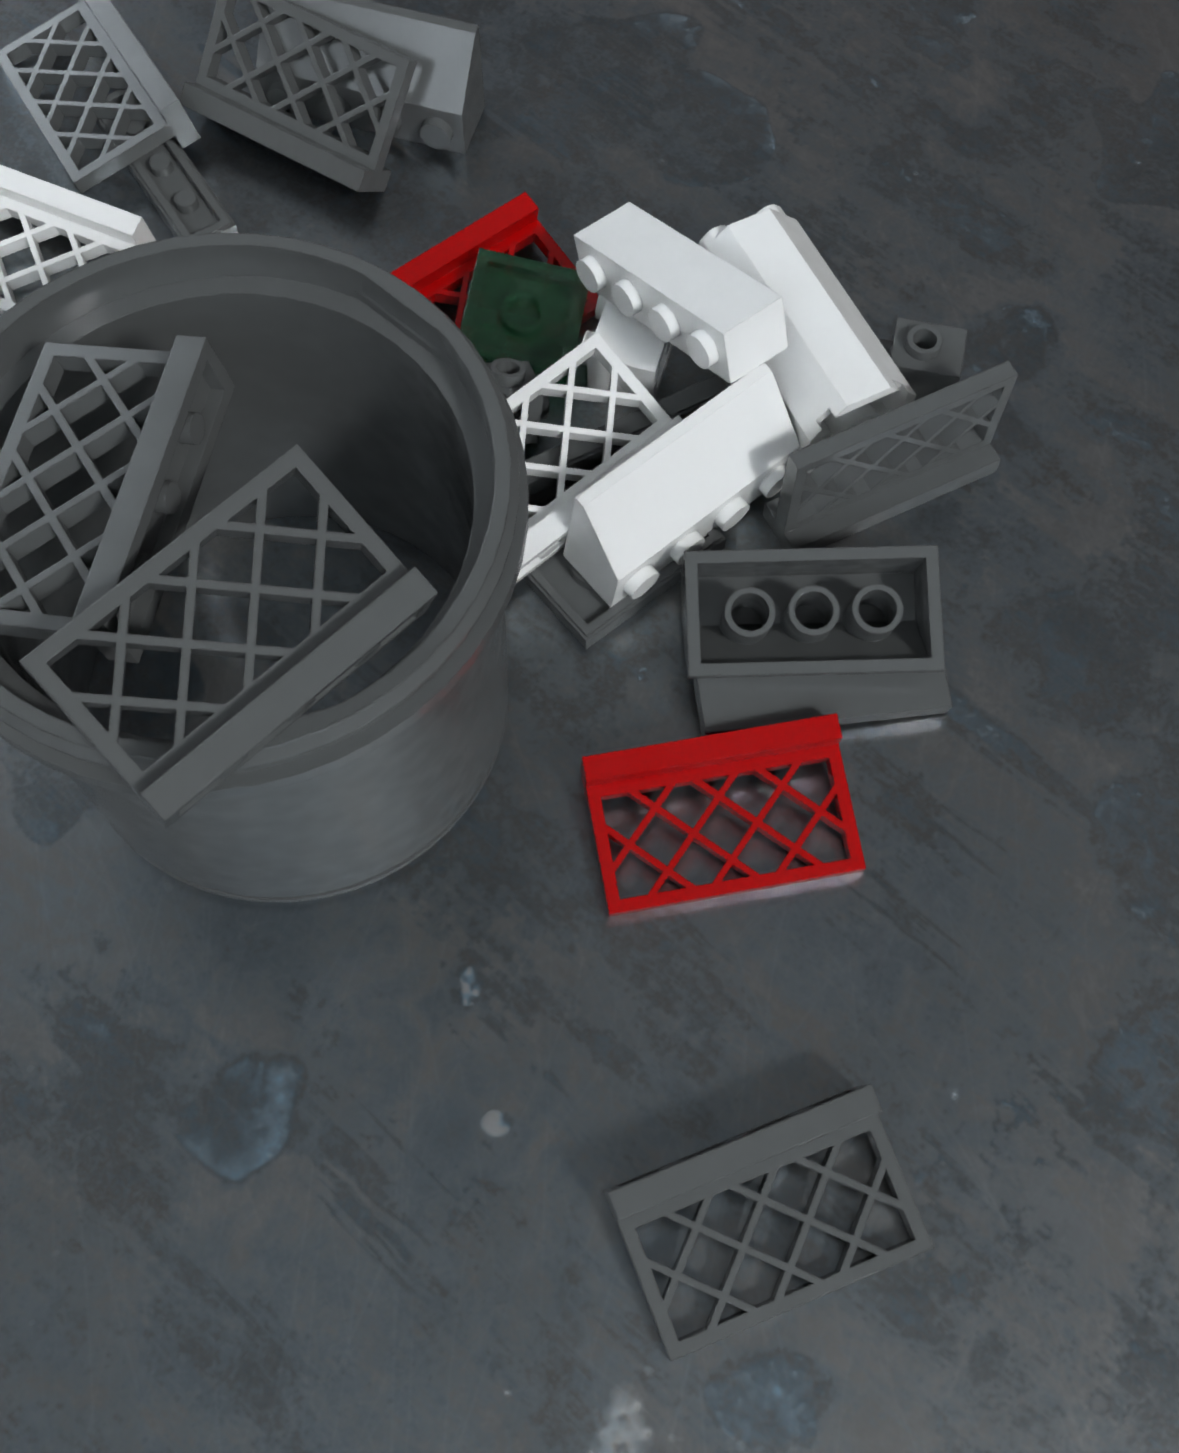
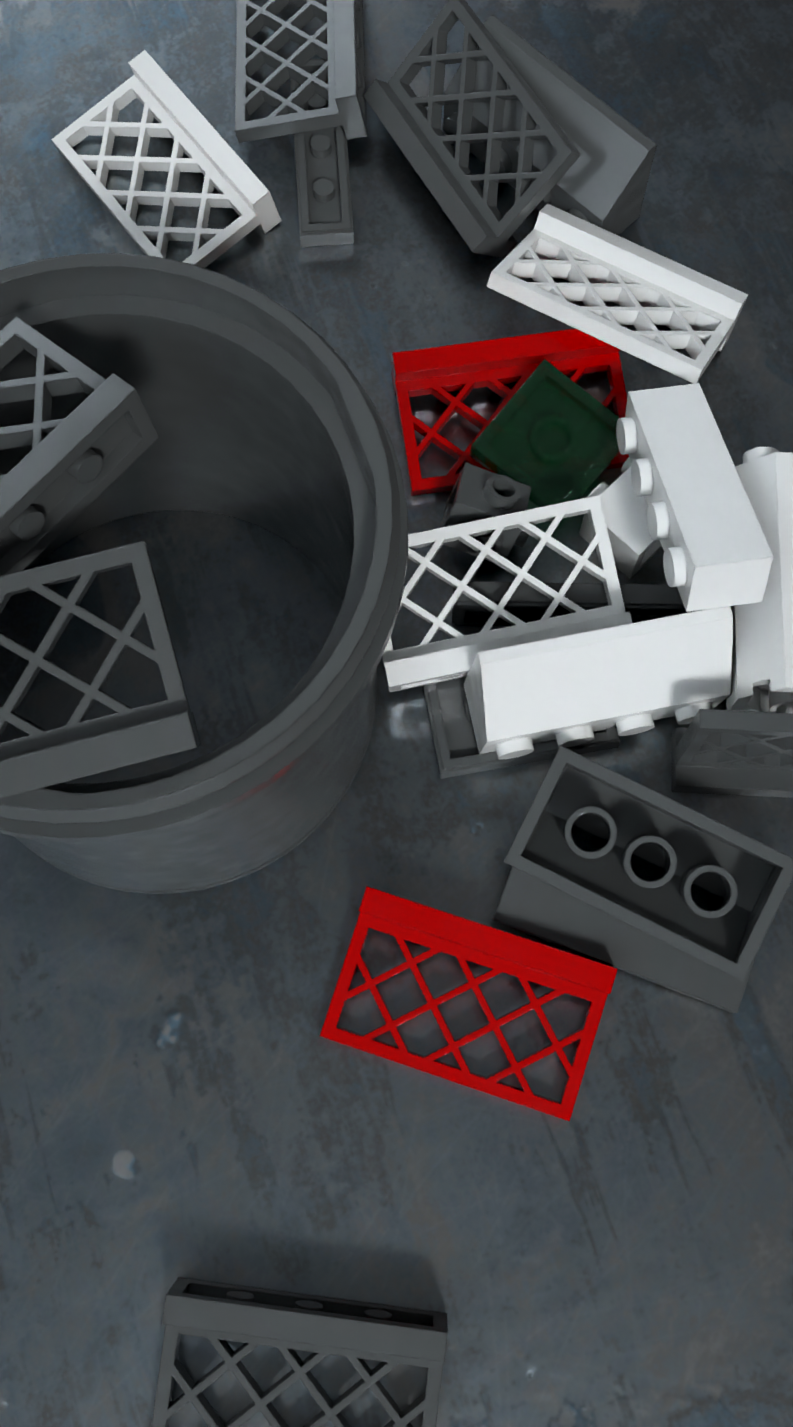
camera: 30 degrees right, 5 degrees up
(510, 165) = (619, 271): none -> white fence

